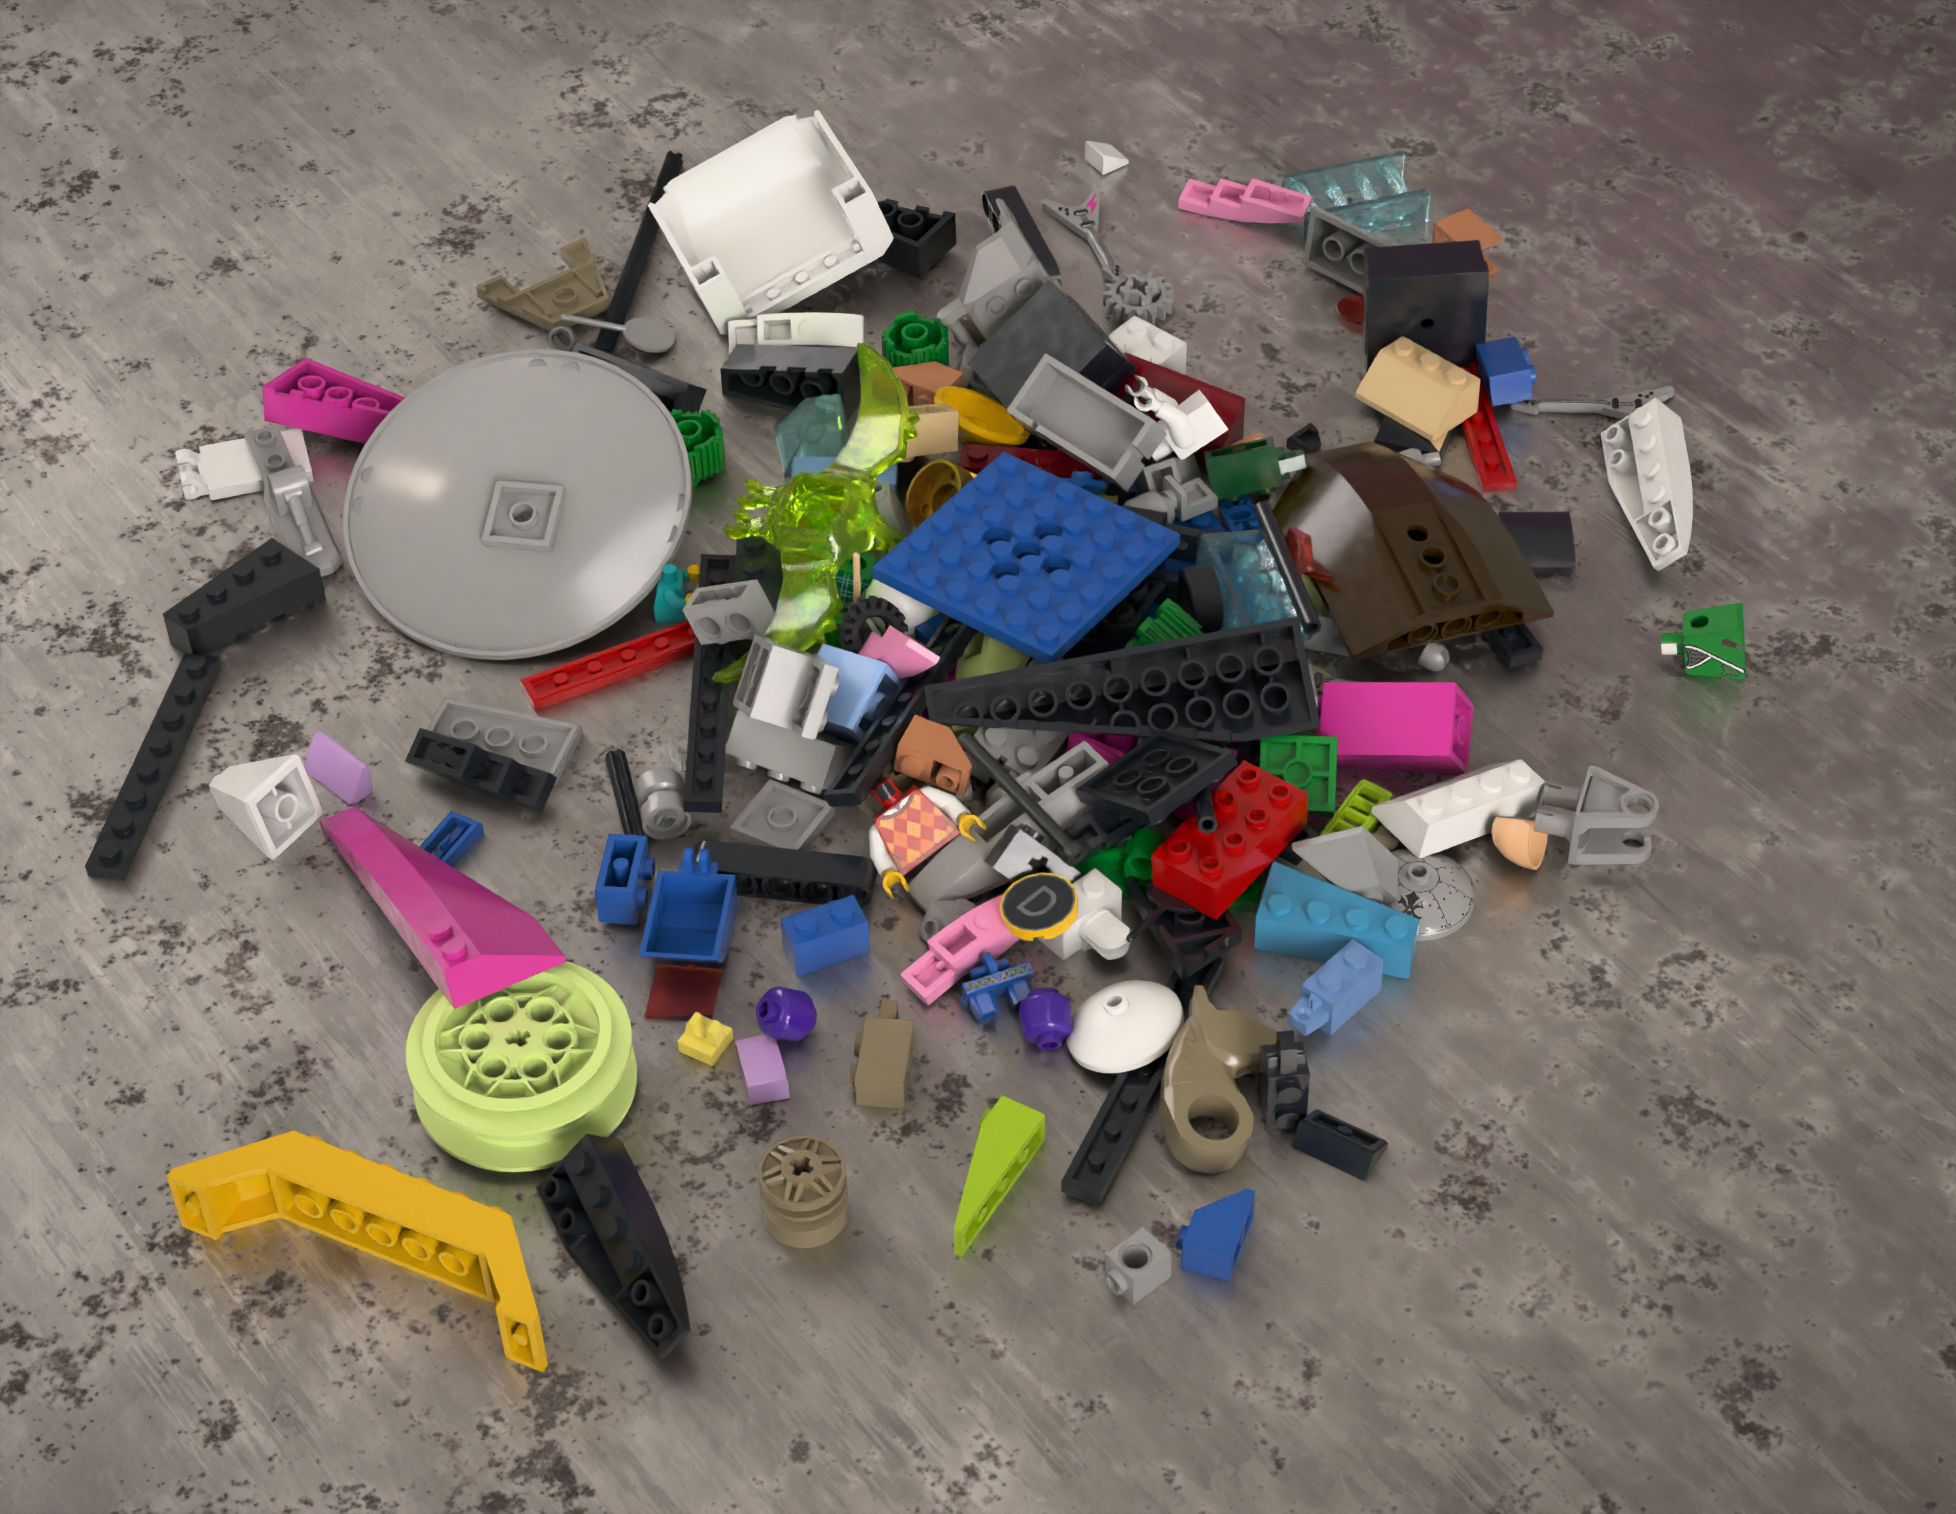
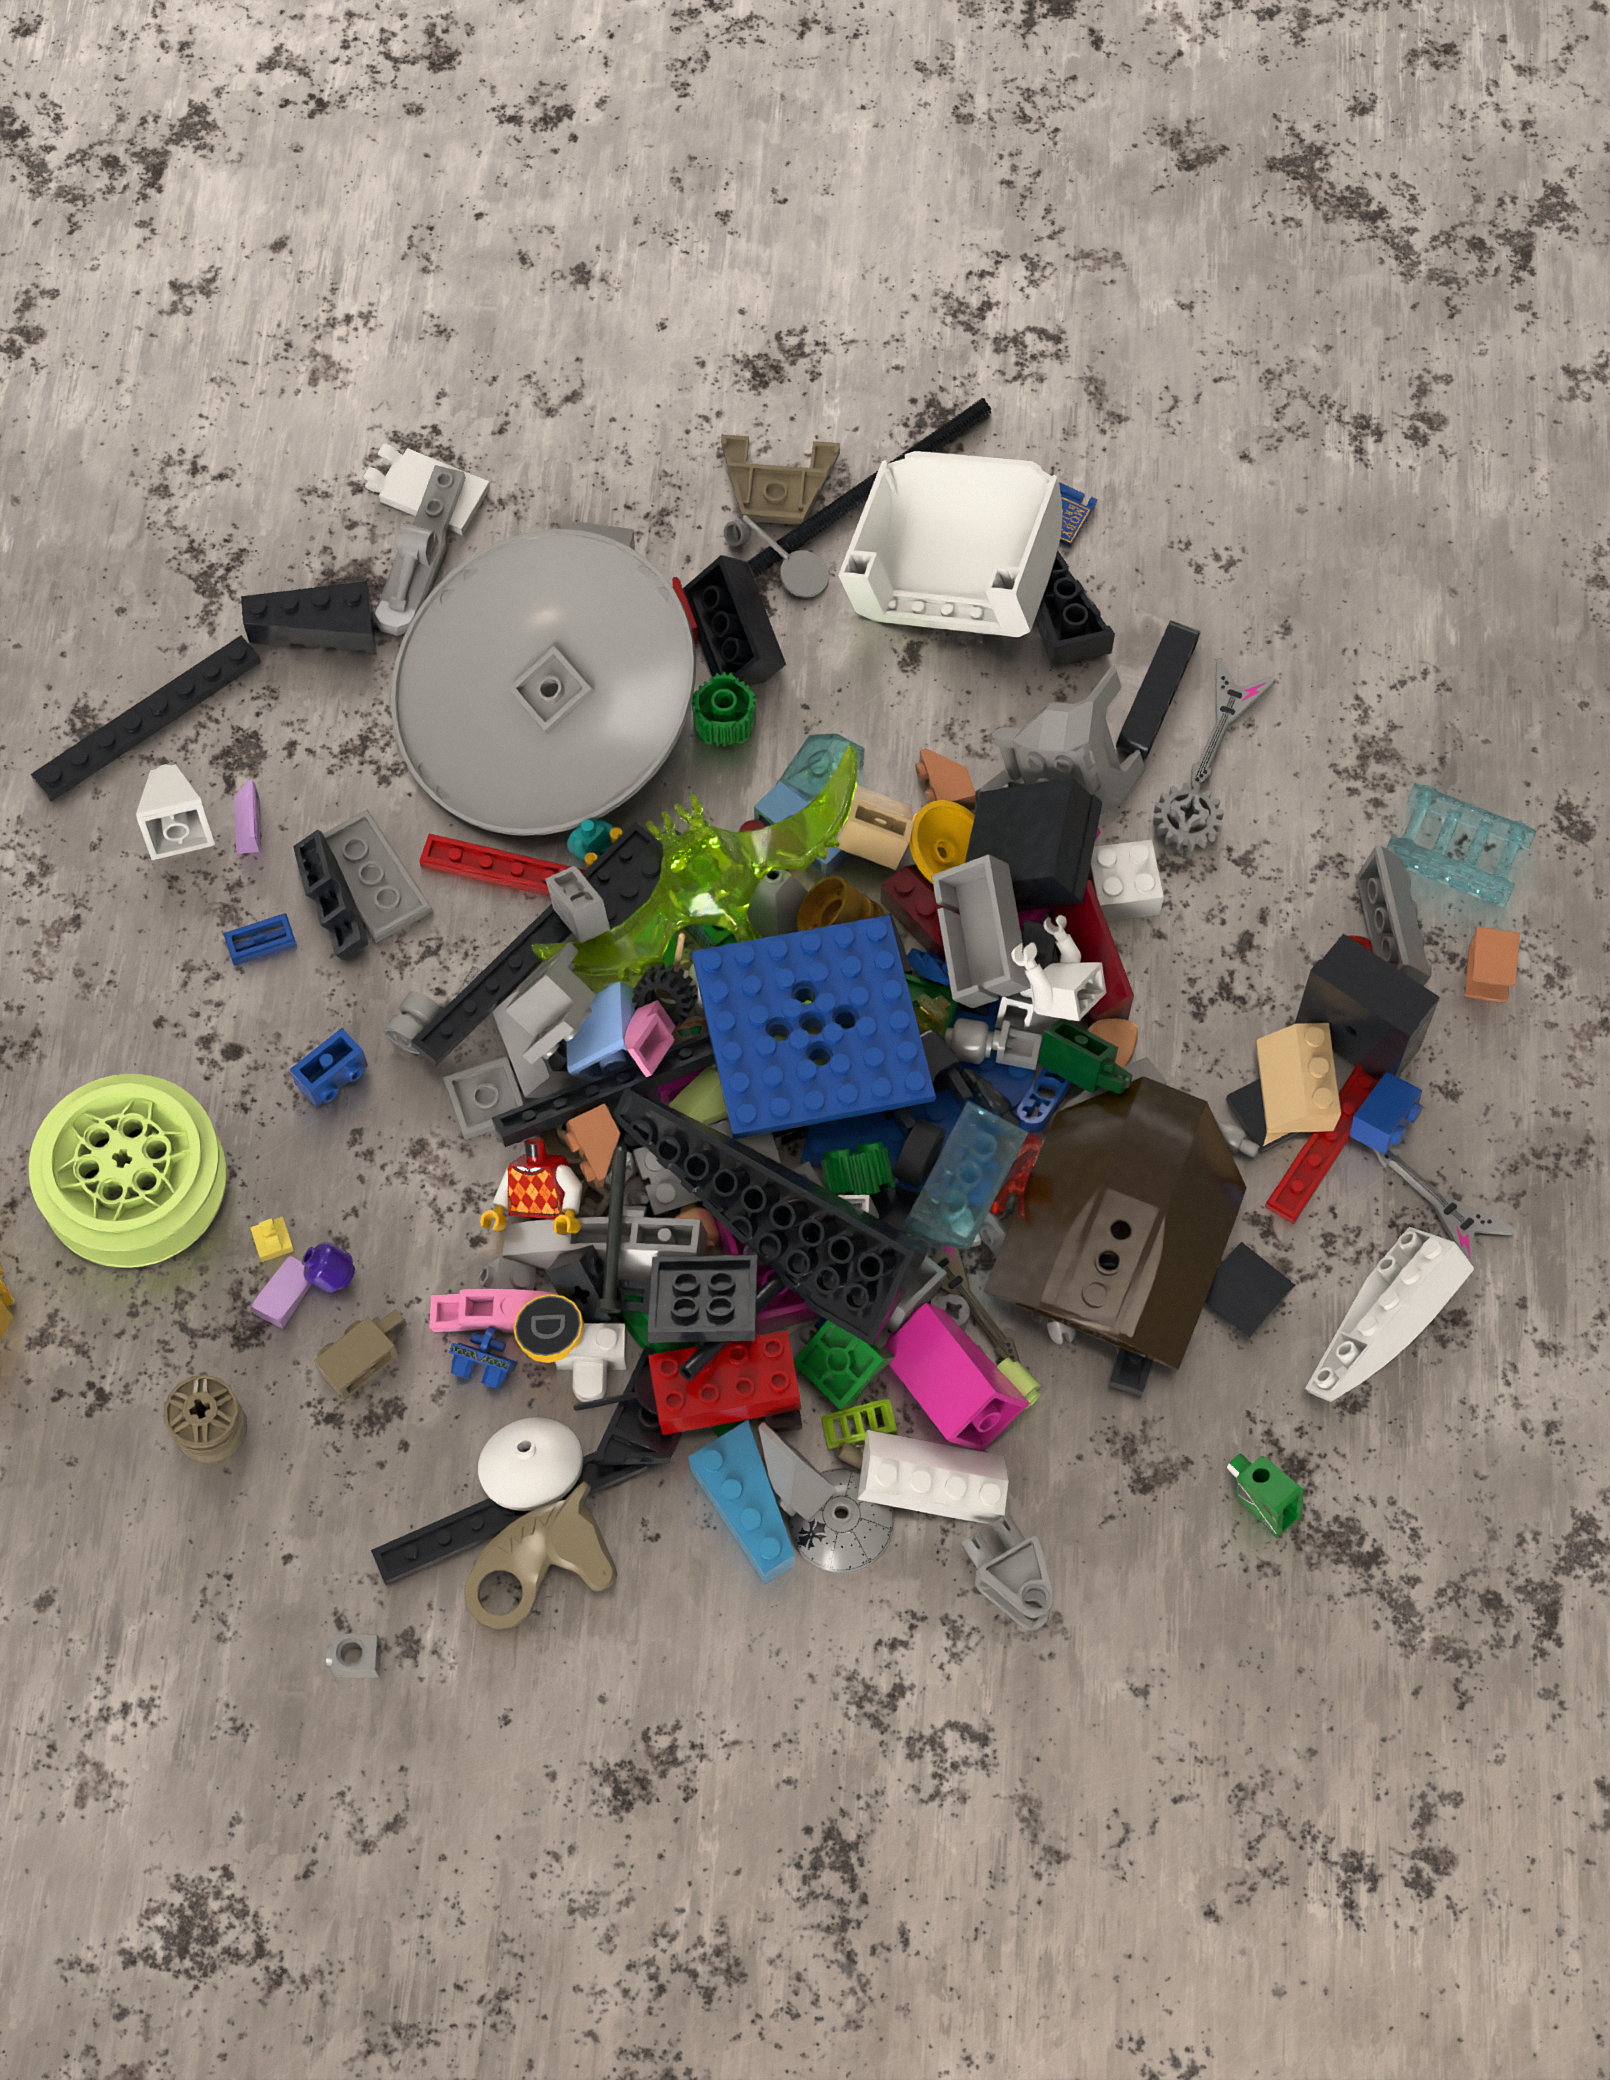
camera: 40 degrees right, 20 degrees up
(327, 402) = (517, 477): dark pink wedge -> none
(451, 923) = (169, 1027): dark pink wedge -> none
(618, 1238) = (73, 1355): black wedge -> none
(624, 793) = (410, 982): black axle -> none
(682, 991) = (301, 1185): clear red piece -> none
(691, 912) = (338, 1139): blue piece -> none
(790, 374) = (856, 702): black wedge -> none
(793, 872) = (438, 1145): black beam -> none
(799, 329) = (900, 660): white slope -> none
(825, 935) = (414, 1222): blue brick -> none
(915, 341) = (968, 739): green brick -> none
(1003, 1149) = (355, 1494): lime slope -> none
(1046, 1018) = (487, 1412): dark purple head -> none
(1104, 157) = (1312, 649): white slope -> none
(1122, 619) = (849, 1130): black slope -> none
(1217, 1235) = (427, 1678): blue slope -> none
(1252, 203) = (1368, 782): bright pink slope -> none
(1283, 1082) = (574, 1605): black hinge -> none
(1287, 568) = (996, 1181): black piece -> none
(1306, 439) = (1178, 1055): black tile -> none
(1337, 990) = (691, 1557): medium blue hinge -> none
(1339, 1143) = (583, 1674): black slope -> none
(1519, 842) = (943, 1542): light nougat helmet -> none

